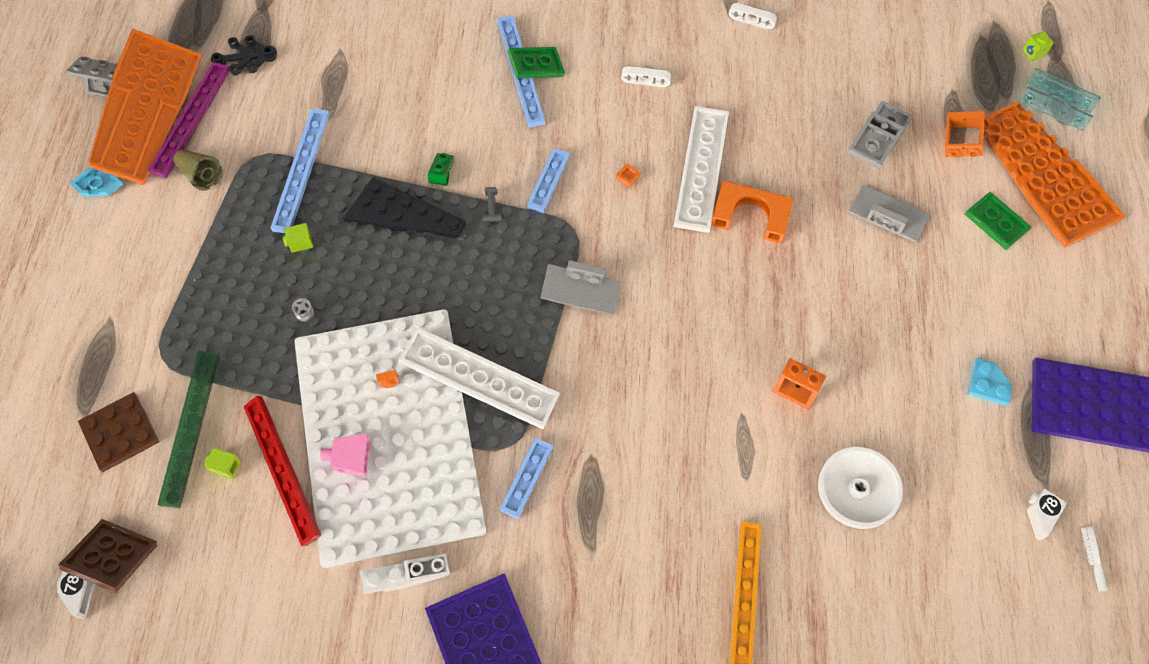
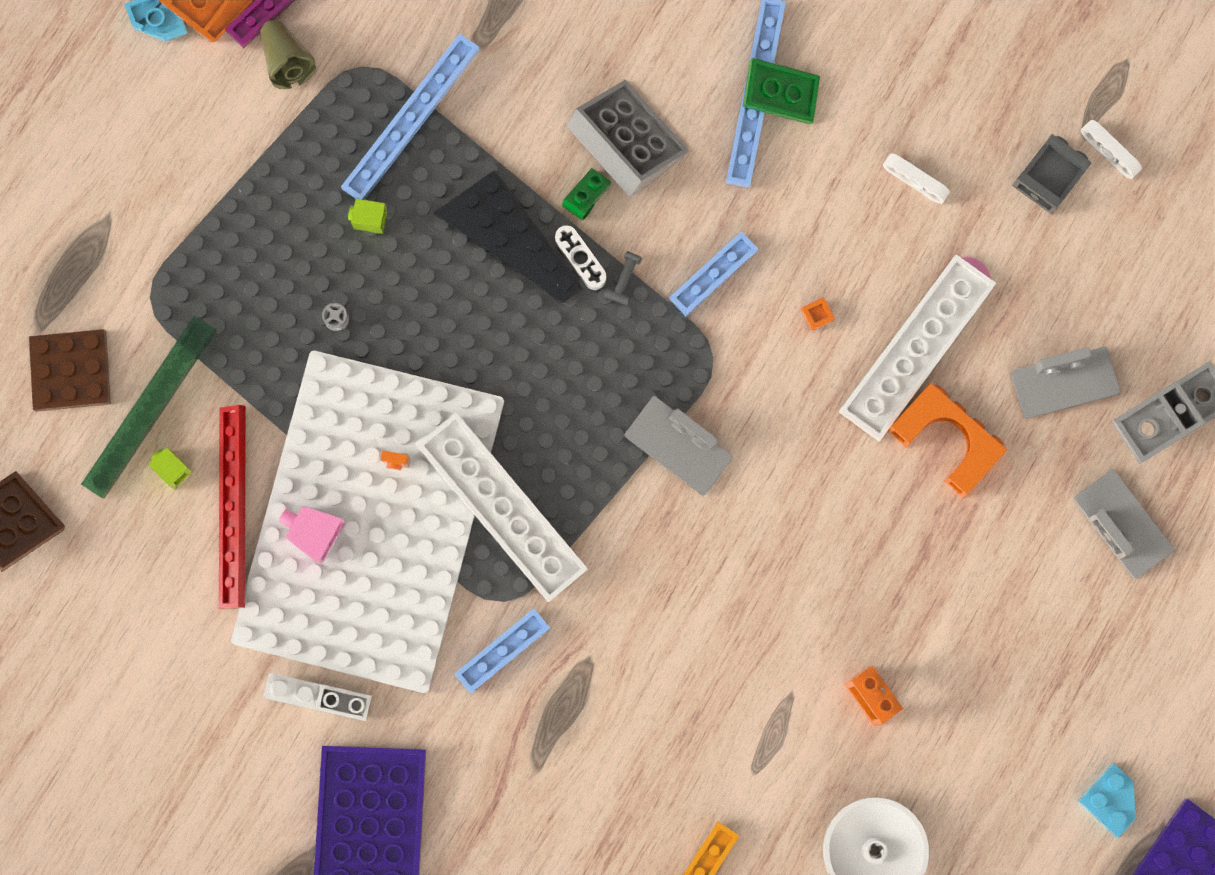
camera: 25 degrees right, 15 degrees up
(450, 127) = (626, 137): none -> light grey slope
(461, 211) = (596, 268): none -> white beam
(726, 42) = (1052, 173): none -> dark grey panel
(802, 148) = (1065, 381): none -> light grey bracket

